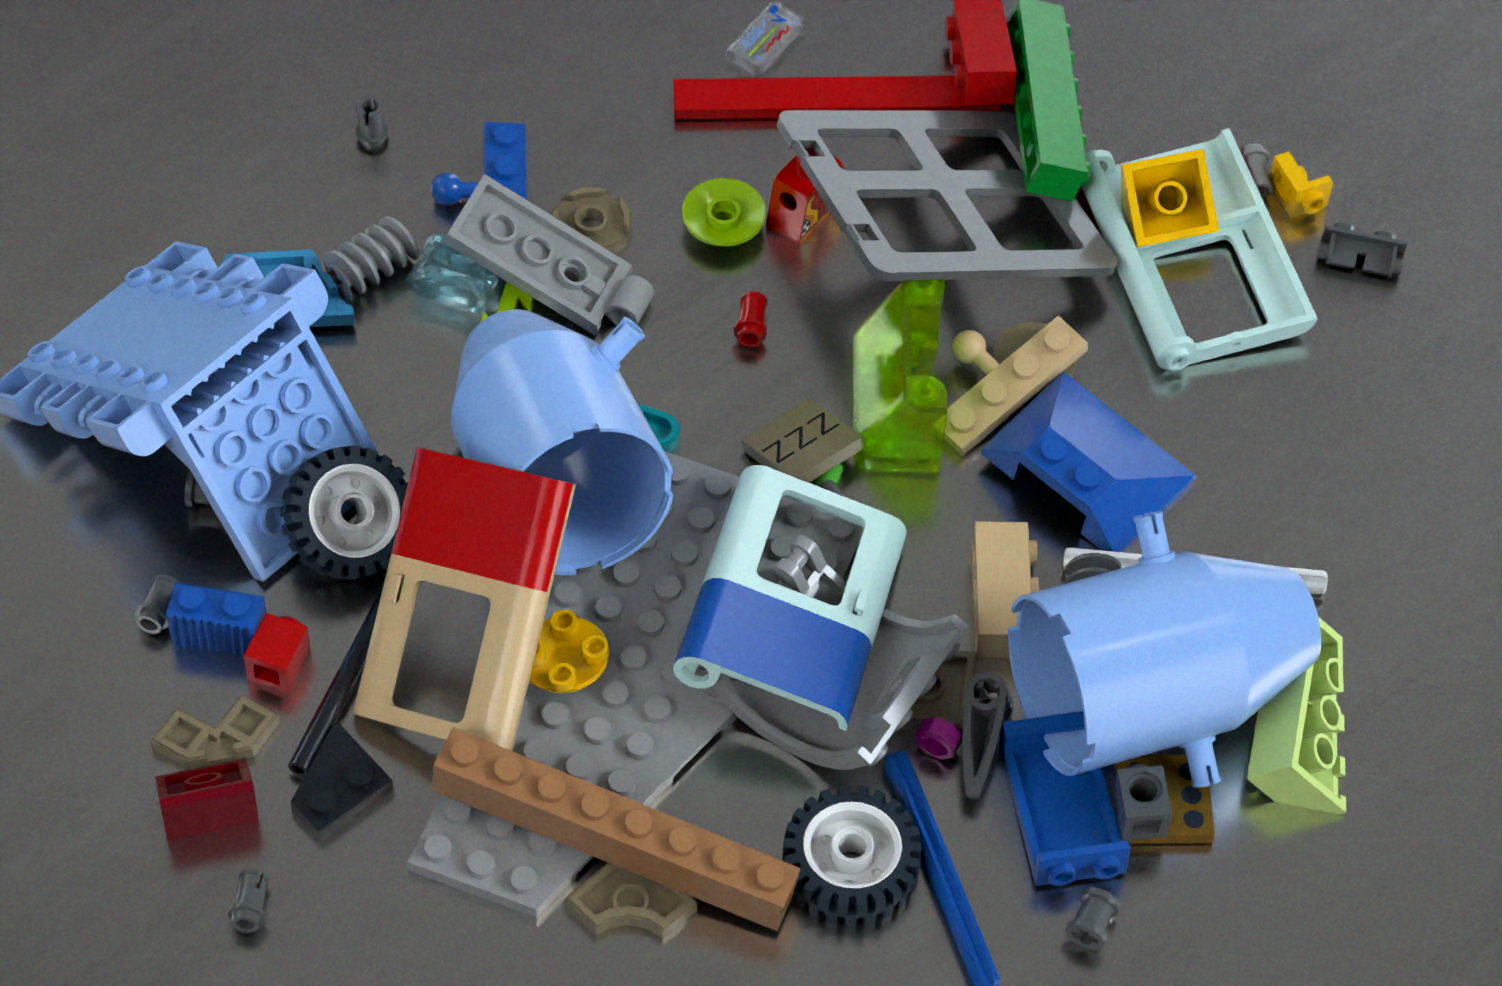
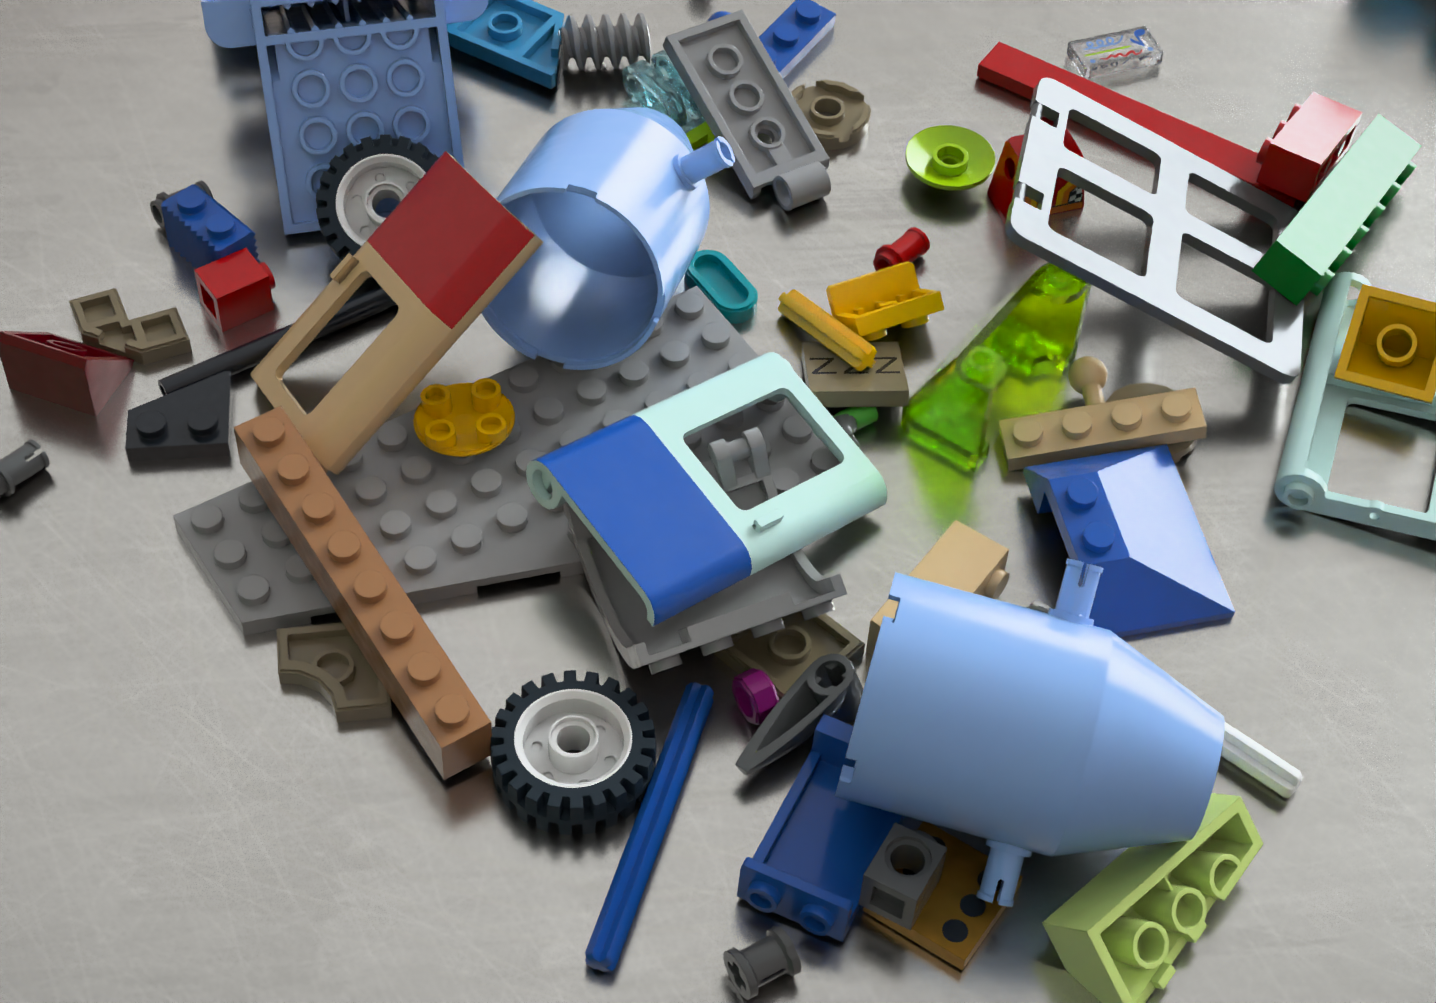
camera: 35 degrees right, 5 degrees down
(755, 419) = (827, 330): none -> yellow axle
(777, 372) = (882, 301): none -> yellow bracket

